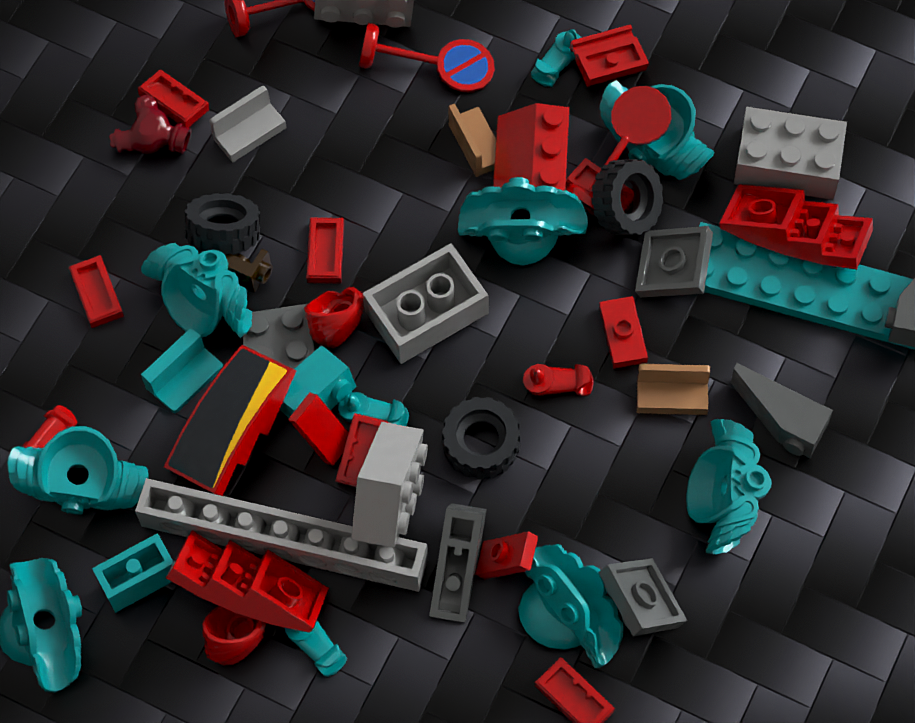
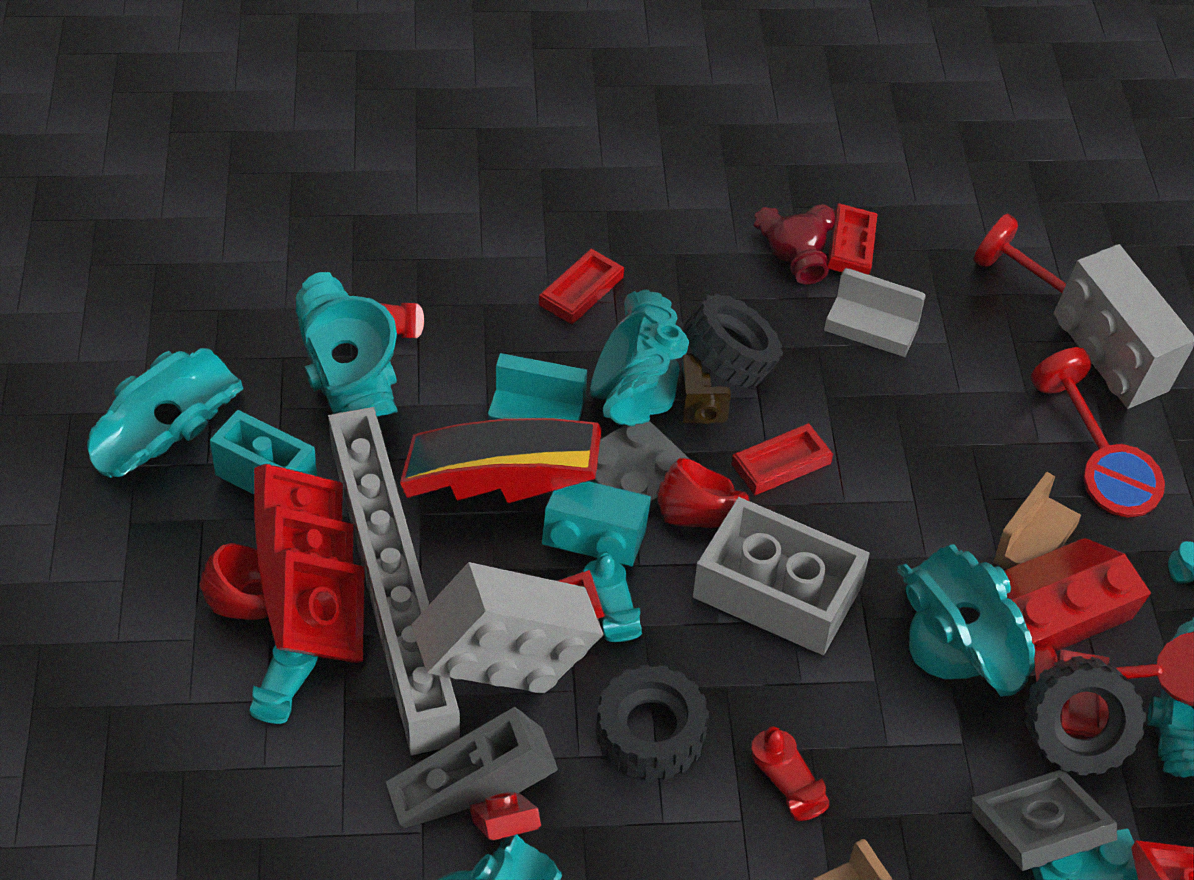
camera: 55 degrees right, 15 degrees down
(320, 428) = (546, 537): red tile -> none
(623, 332) = (907, 815): red plate -> none

